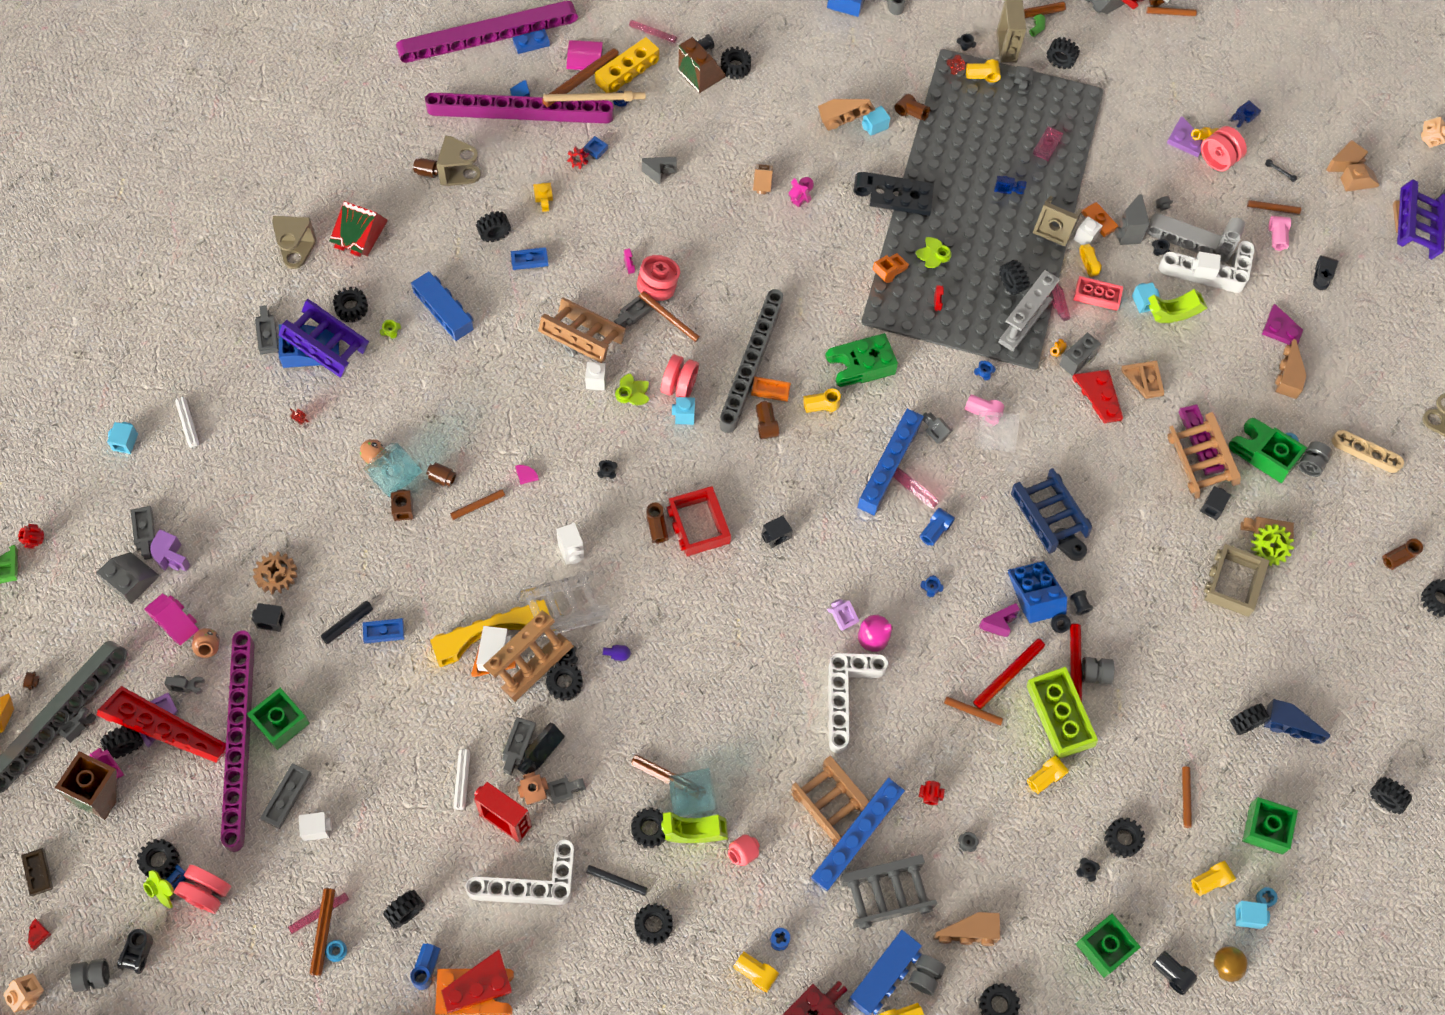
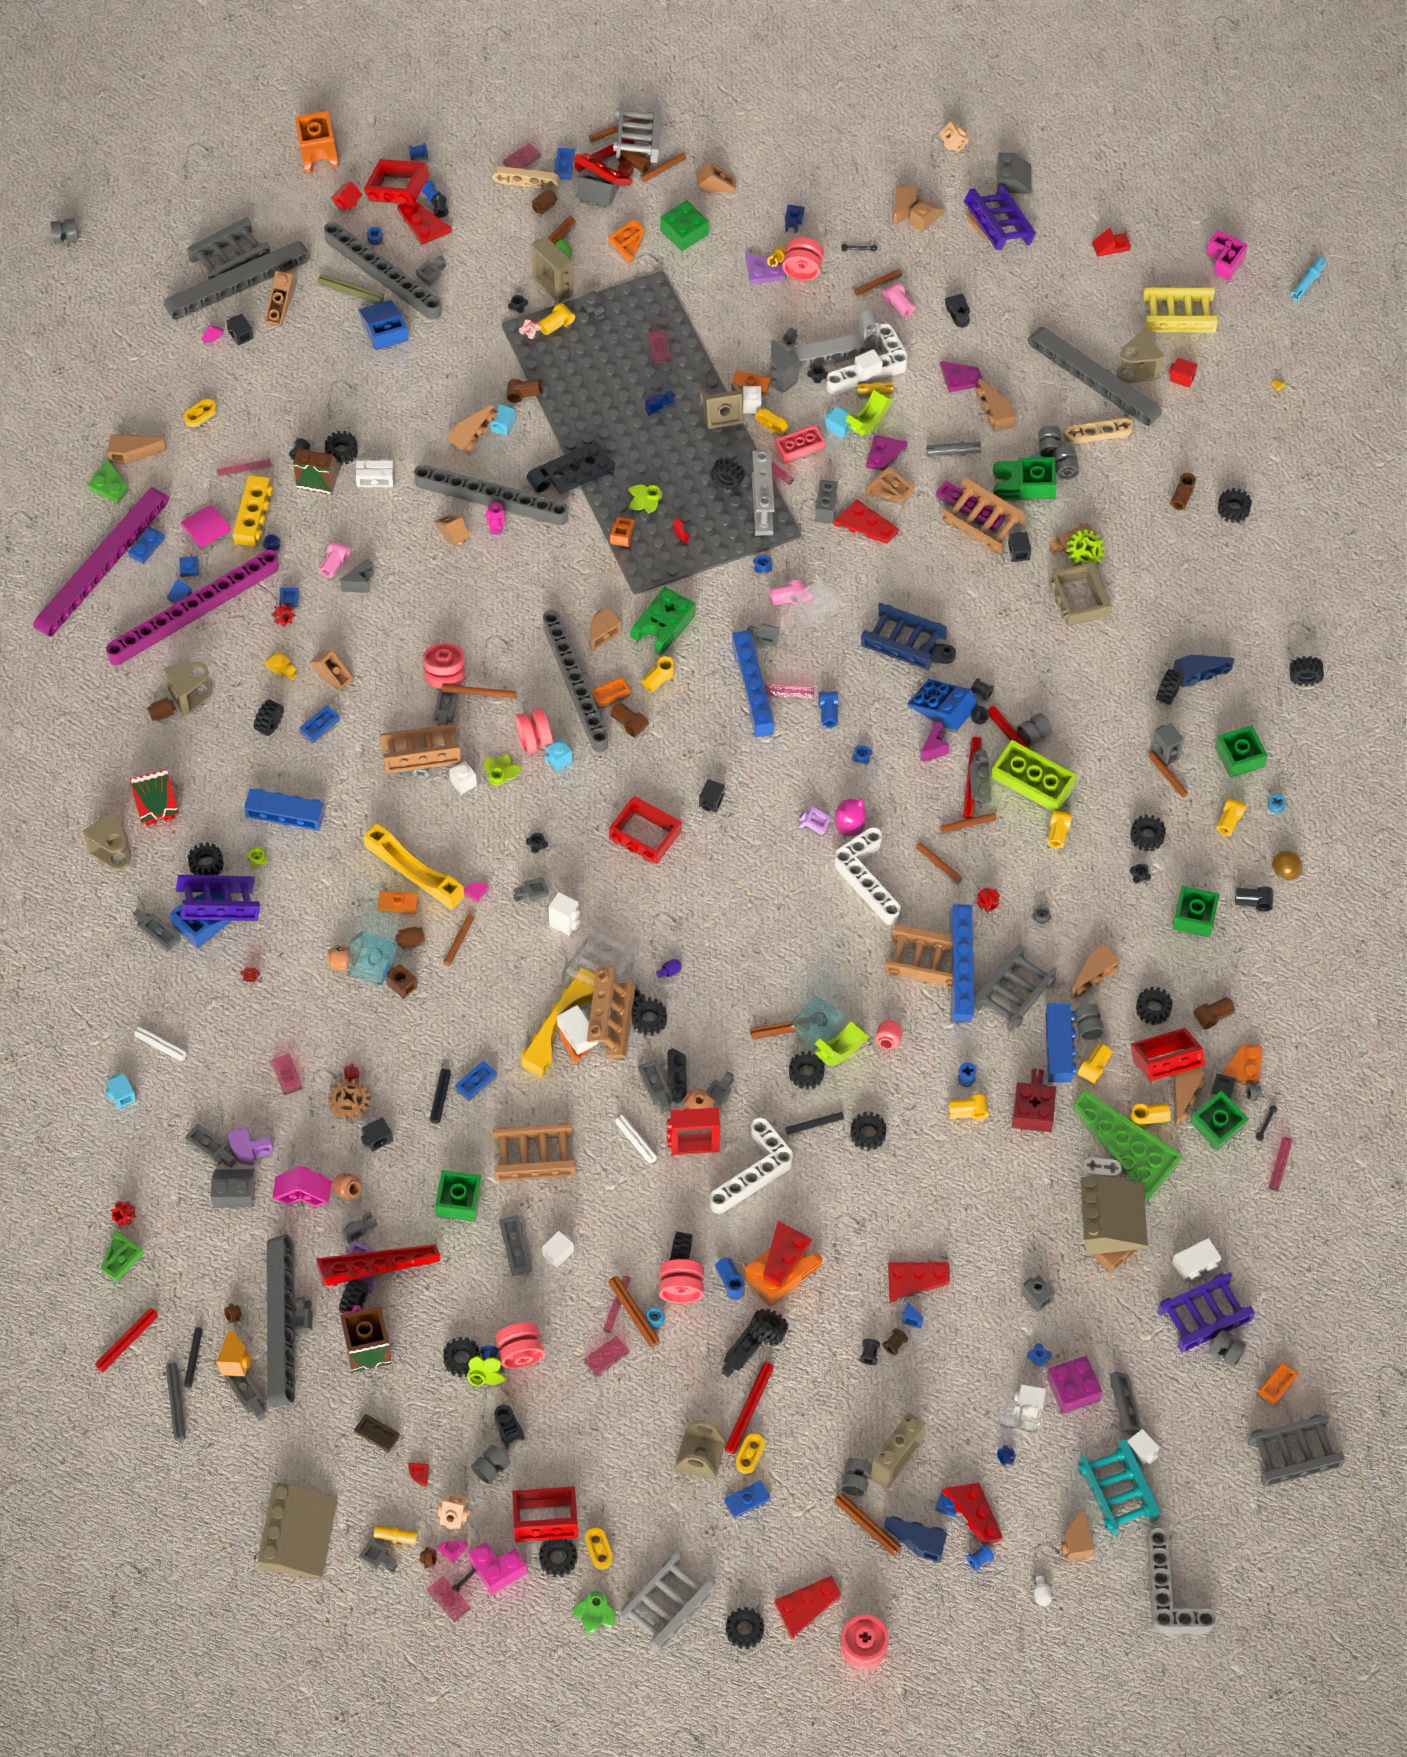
camera: 35 degrees left, 5 degrees down
(237, 748) = (444, 1241): magenta beam -> none
(251, 516) = (286, 1074): none -> clear pink plate
(268, 952) = (606, 1356): none -> clear pink plate
(298, 552) = (351, 1072): none -> clear red plate
(368, 746) = (527, 1170): none -> medium nougat fence
(380, 935) = (681, 1281): none -> coral wheel
(459, 440) = (397, 902): none -> orange plate
(493, 420) = (391, 851): none -> yellow arch
(546, 77) = (189, 566): none -> blue plate
(570, 506) = (533, 888): none -> dark grey plate
(575, 223) = (331, 669): none -> medium nougat slope
(583, 75) = (225, 546): dark orange axle -> none
(626, 96) = (277, 536): tan bar -> none
(628, 261) = (403, 671): dark pink tile -> none
(656, 523) = (614, 855): reddish brown piece -> none
(658, 139) = (335, 556): none -> bright pink piece
(743, 97) = (374, 473): none -> white brick
(809, 334) = (604, 627): none -> medium nougat slope
(815, 169) = (488, 493): none -> dark grey beam
(918, 728) = (938, 862): none -> dark orange bar
(1014, 679) = (980, 777): none -> dark grey hinge
(1059, 348) = (806, 506): light orange arm -> none
(1062, 45) = (608, 261): black tyre -> none
(1095, 47) = (627, 239): none -> orange wing
(1149, 64) = (684, 225): none -> green brick
(1164, 346) = (884, 451): none -> magenta wing
(1204, 44) = (715, 179): none -> medium nougat slope
(1206, 770) = (1167, 744): none -> dark grey brick
(1207, 294) = (868, 388): none -> yellow pin
(1227, 383) = (955, 448): none -> dark grey pin
(1251, 915) = (1276, 821): medium azure brick -> none
(1315, 430) = (1049, 440): none -> dark grey wheel
(1401, 404) = (1095, 376): none -> dark grey beam

